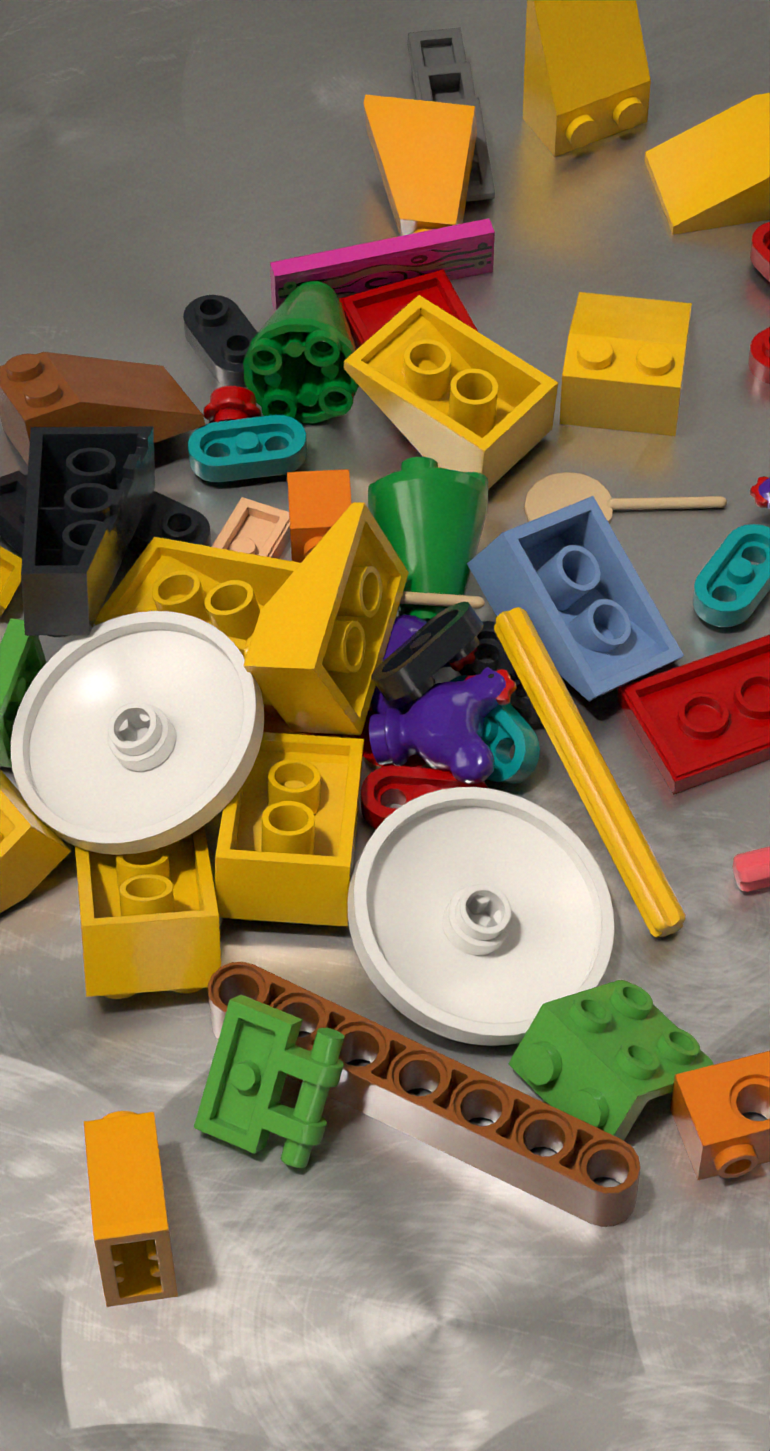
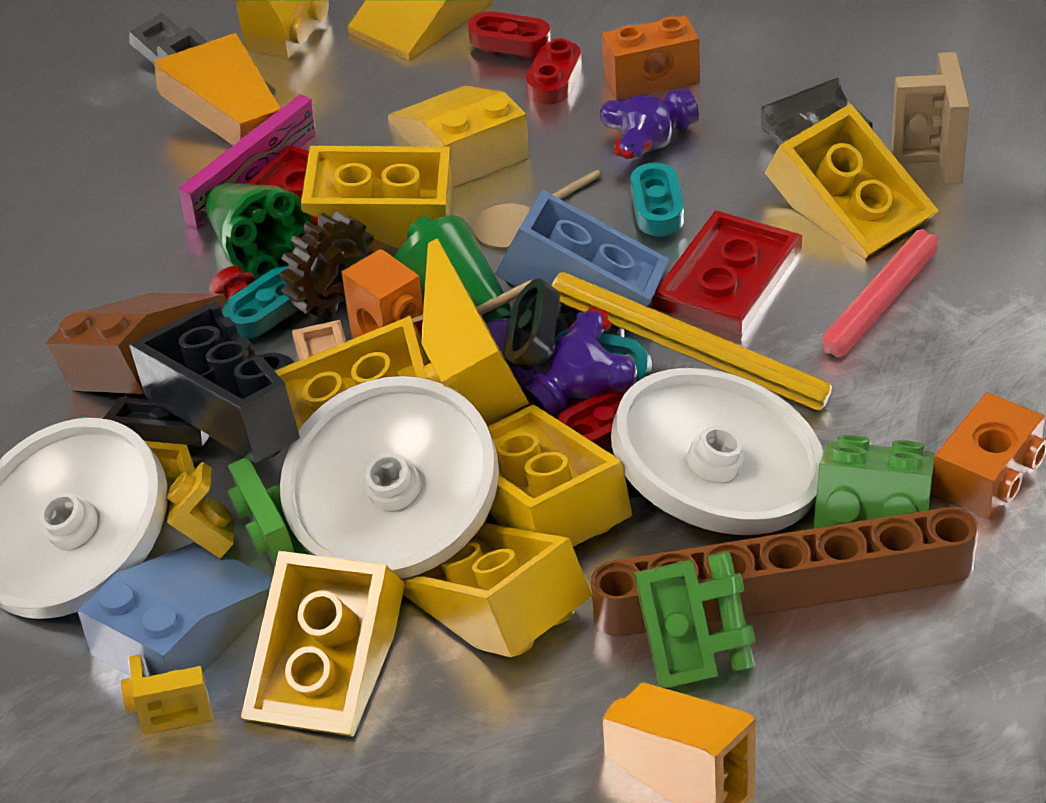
camera: 35 degrees left, 10 degrees down
(219, 336) = (179, 256): black plate -> none
(319, 438) = (318, 262): none -> dark brown gear

